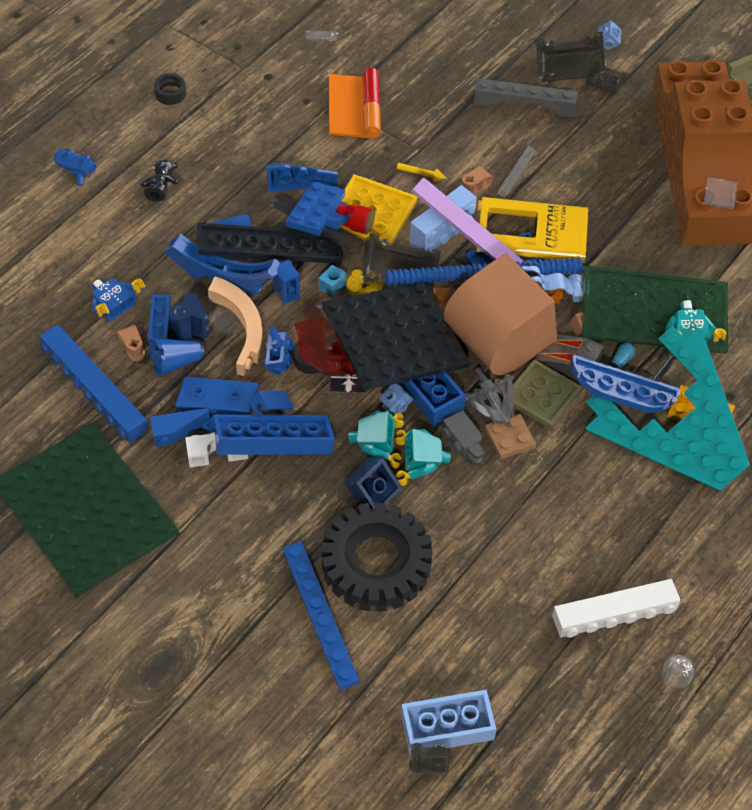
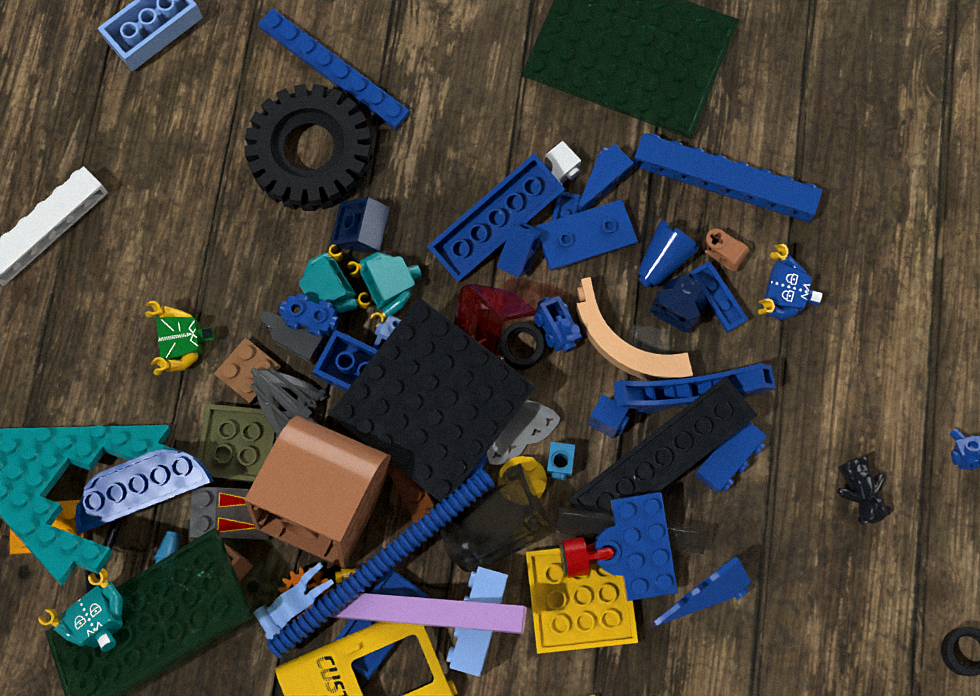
camera: 155 degrees right, 20 degrees up
(443, 425) = (316, 318): none -> blue brick
(550, 473) = (178, 338): none -> torso

